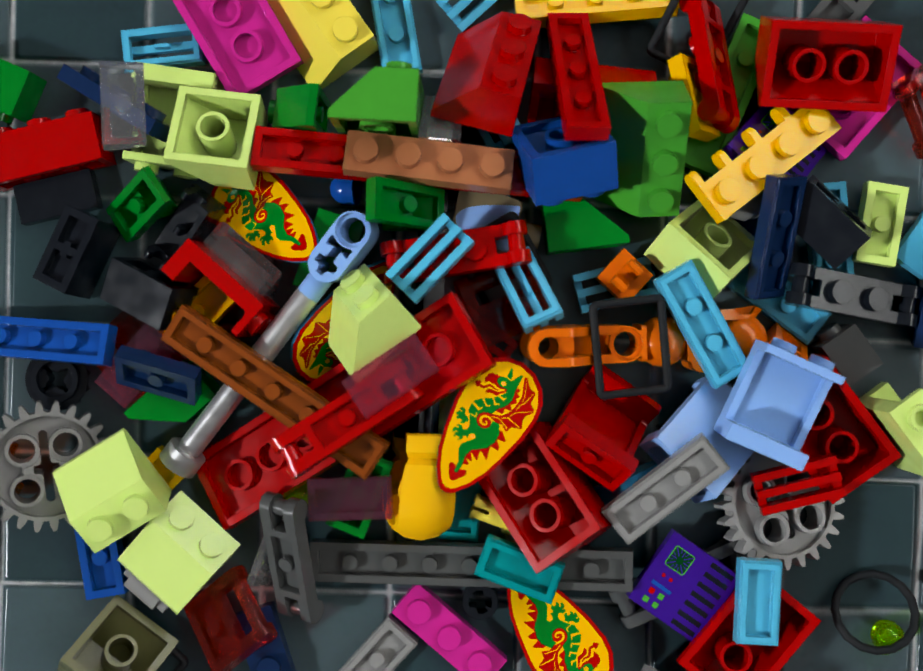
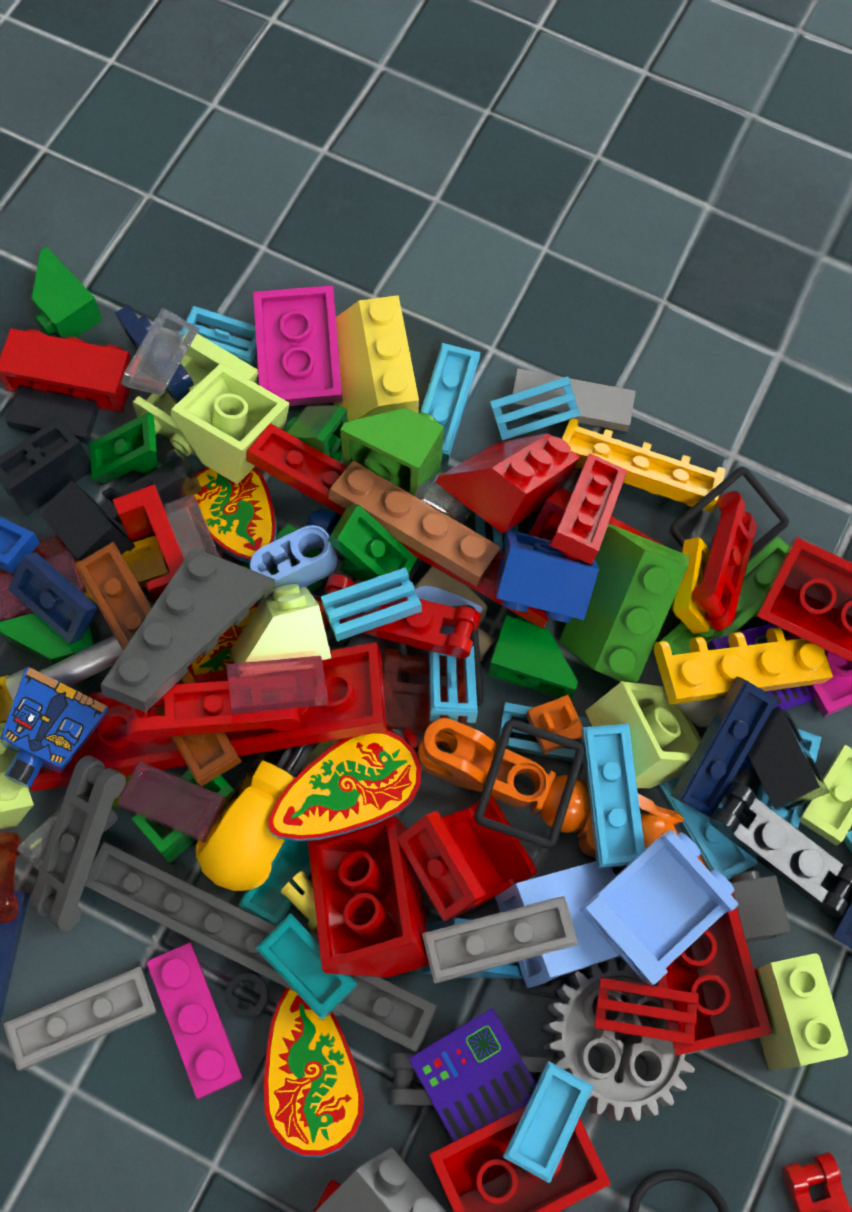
camera: 20 degrees right, 20 degrees down
(218, 487) = (47, 726): none -> torso
(286, 358) = (183, 624): none -> dark grey wing

